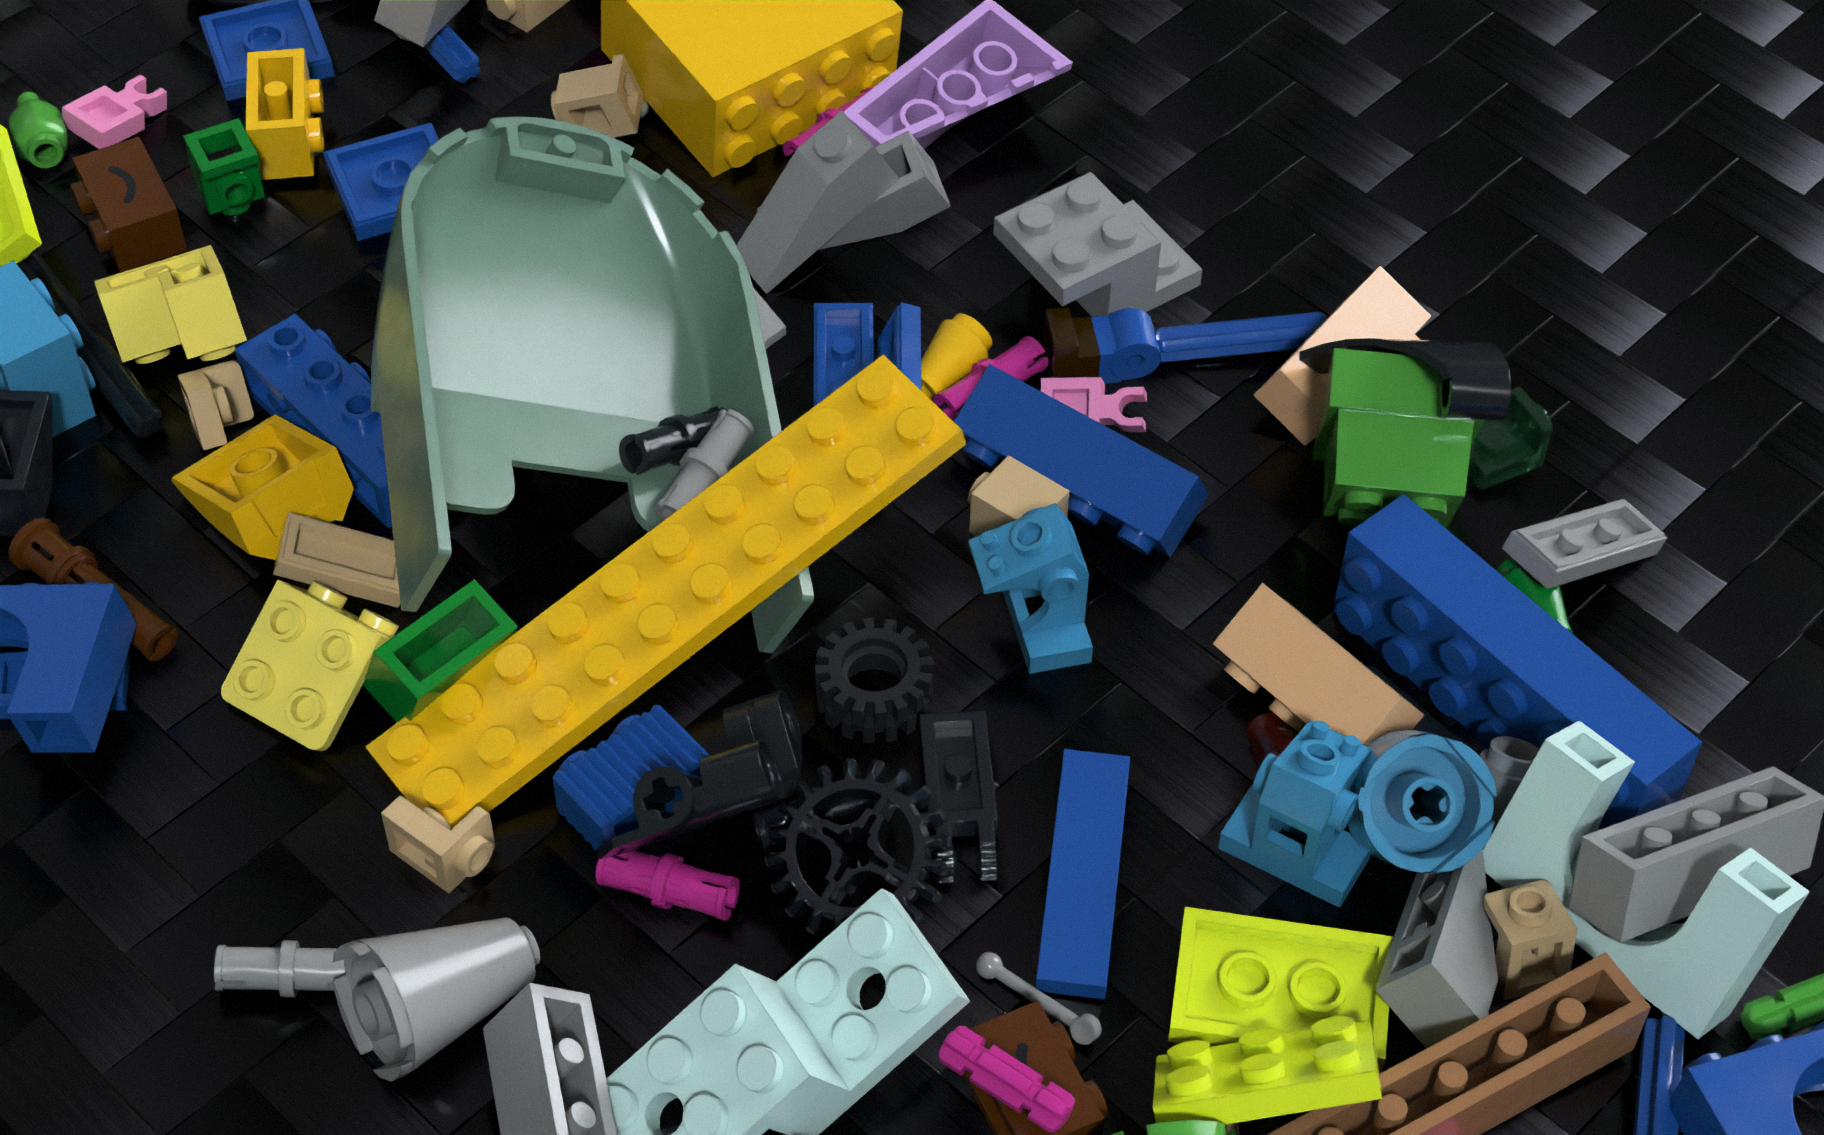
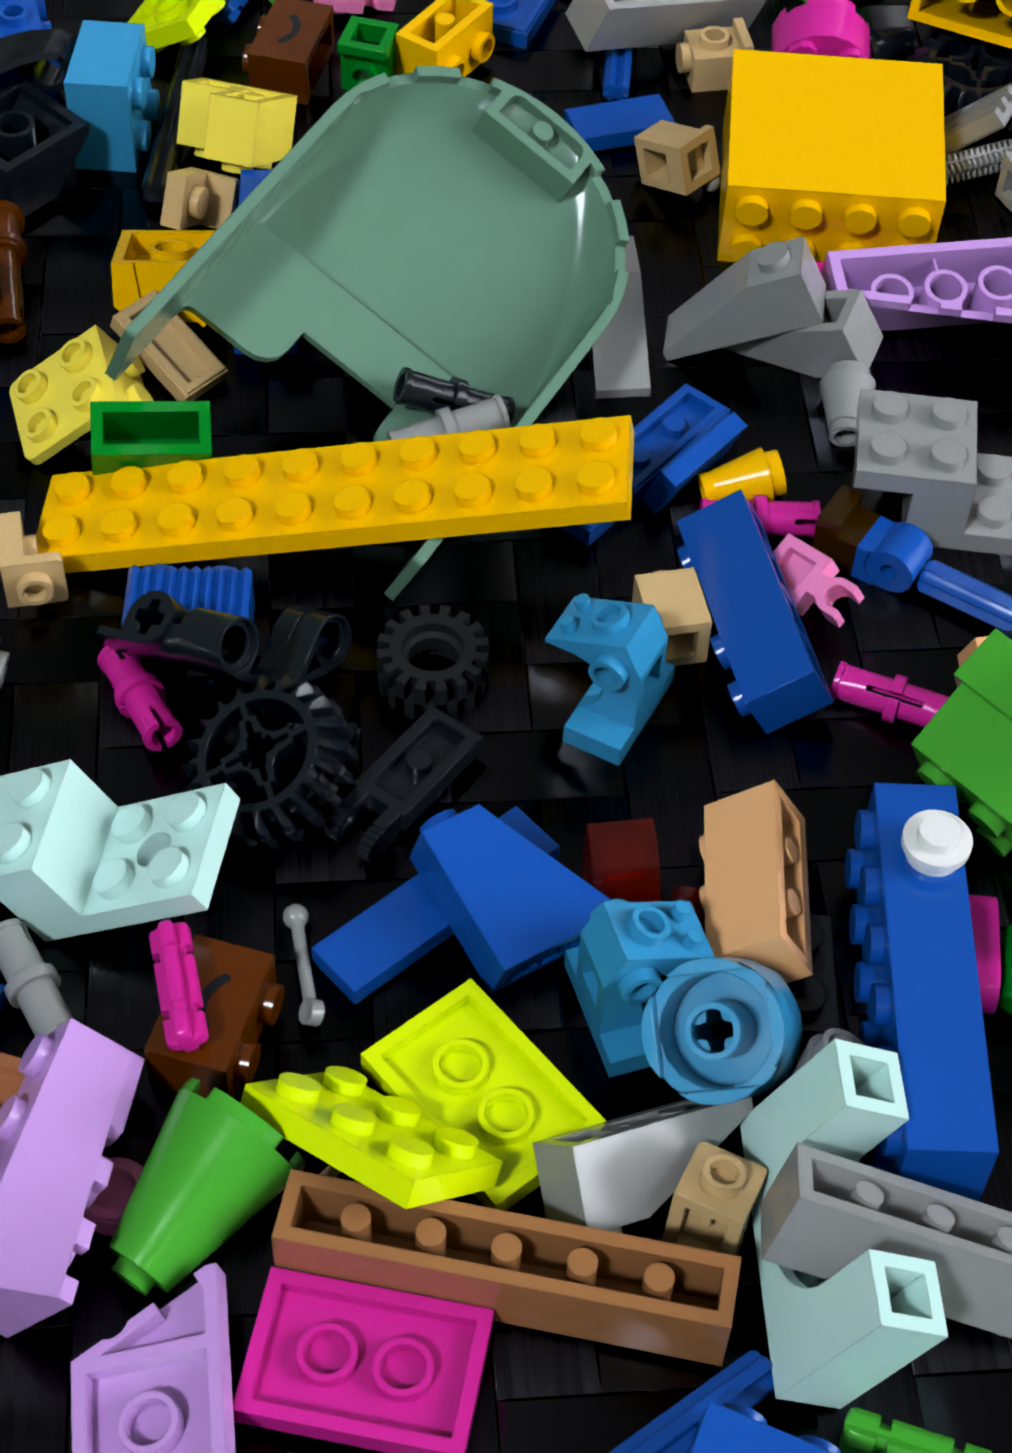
camera: 40 degrees right, 0 degrees up
(506, 91) = (616, 122): none -> blue tile
(956, 235) = (840, 397): none -> light grey cone
(1147, 823) = (501, 894): none -> blue slope
(1200, 741) = (623, 860): none -> clear red brick
(1276, 450) = (853, 683): none -> dark pink pin
(1445, 545) = (936, 842): none -> white plate

